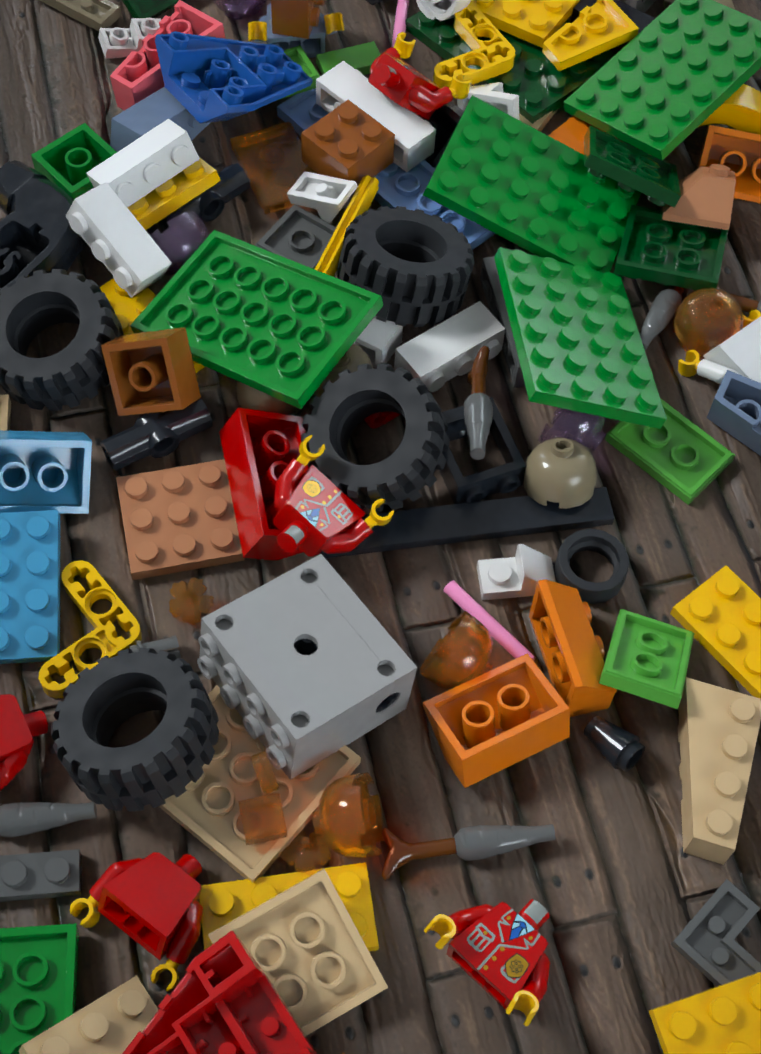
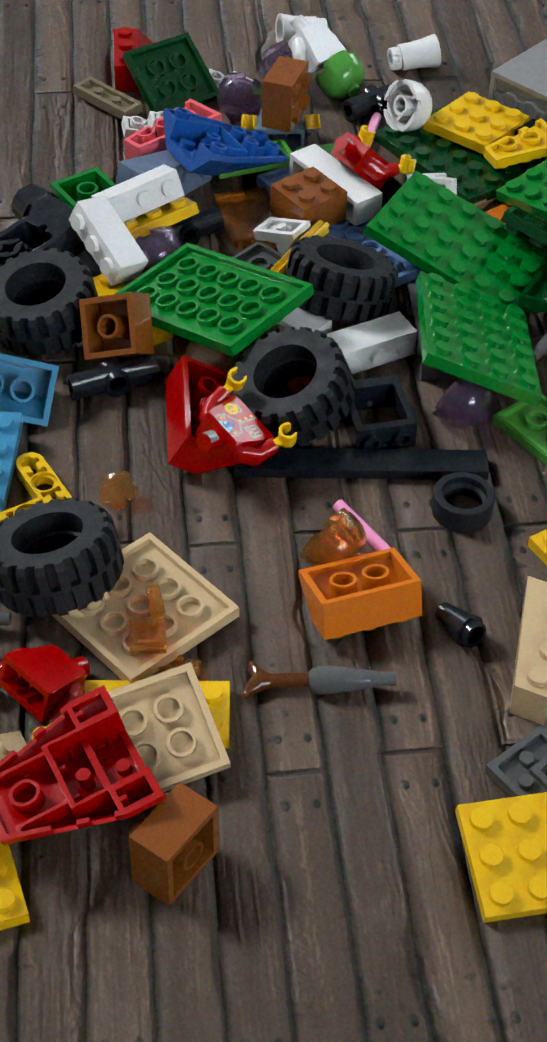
camera: 10 degrees right, 15 degrees down
(179, 519) = (120, 437): nougat plate -> none
(305, 665) = (204, 531): light grey gear -> none
(350, 817) = (221, 643): clear orange cylinder -> none
(478, 406) = (383, 375): dark grey piece -> none
(492, 56) = (437, 149): yellow beam -> none
(500, 951) = (329, 751): red torso -> none
(514, 575) = (401, 504): white slope -> none
(560, 473) = (448, 431): dark tan cylinder -> none
(570, 647) = (433, 551): orange slope -> none
(648, 658) = (498, 562): bright green tile -> none

